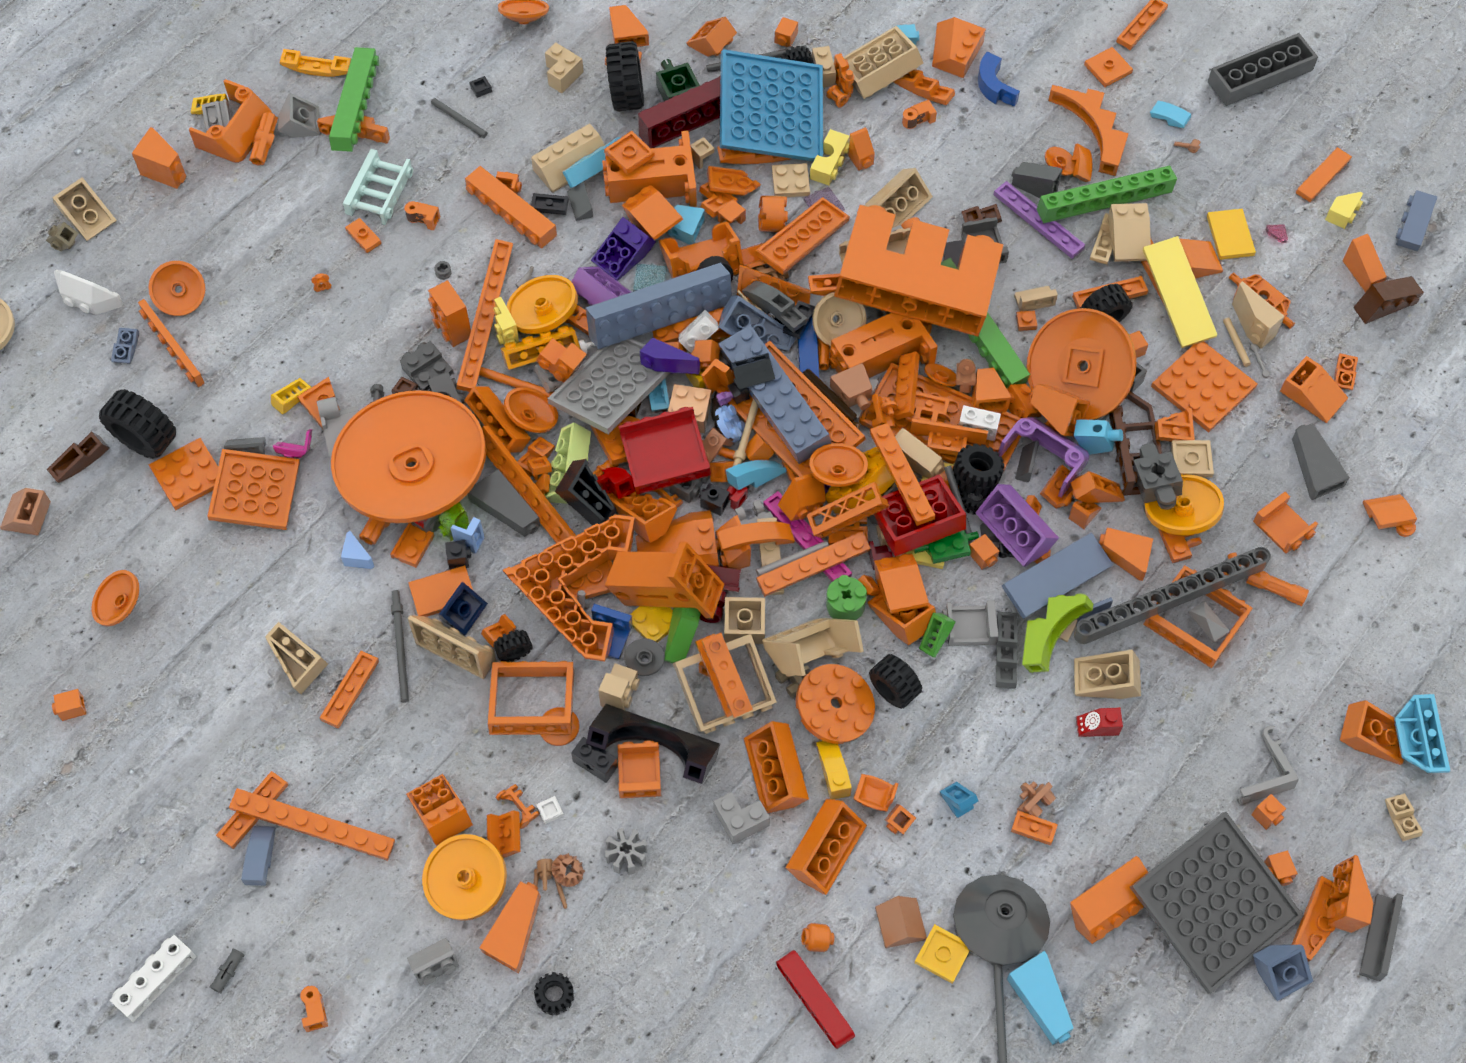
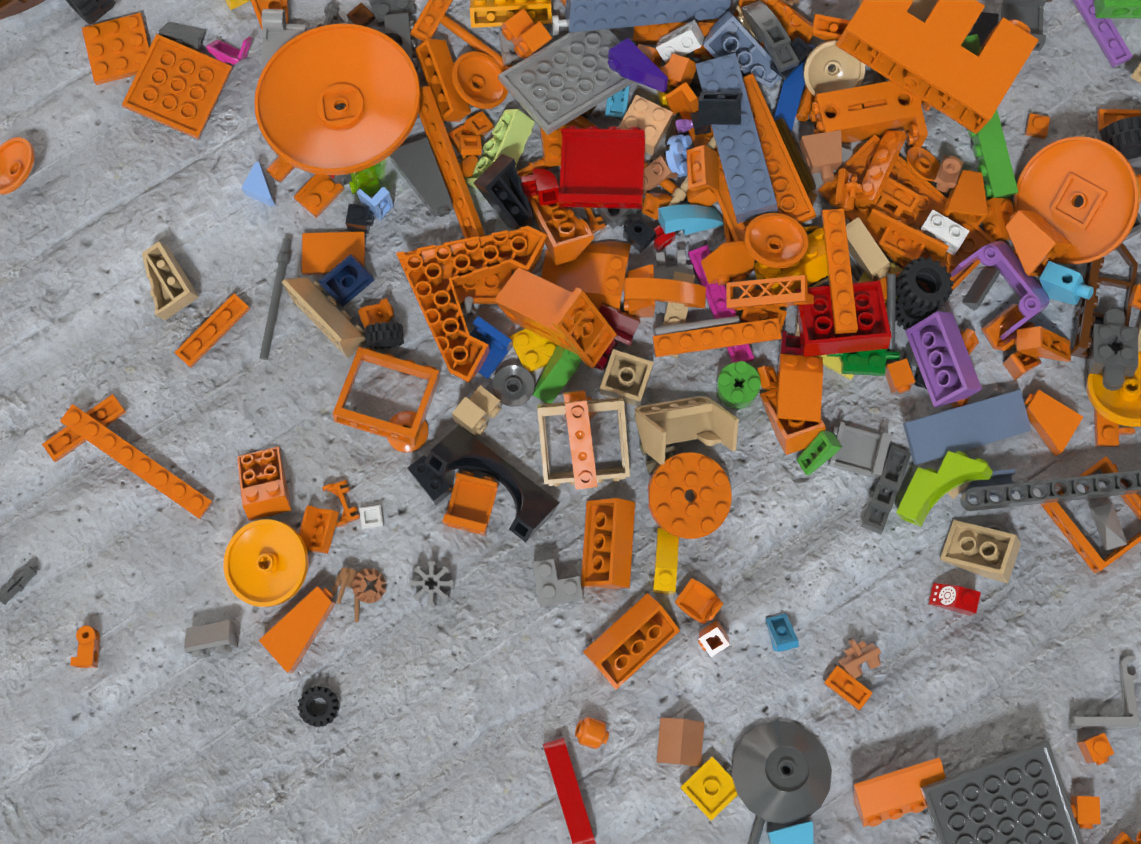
camera: 20 degrees right, 15 degrees up
(258, 856) = (77, 477): sand blue slope -> none
(752, 427) = (702, 168): none -> orange panel
(895, 681) = (758, 492): black tyre -> none
(1036, 298) = (1056, 103): tan panel -> none

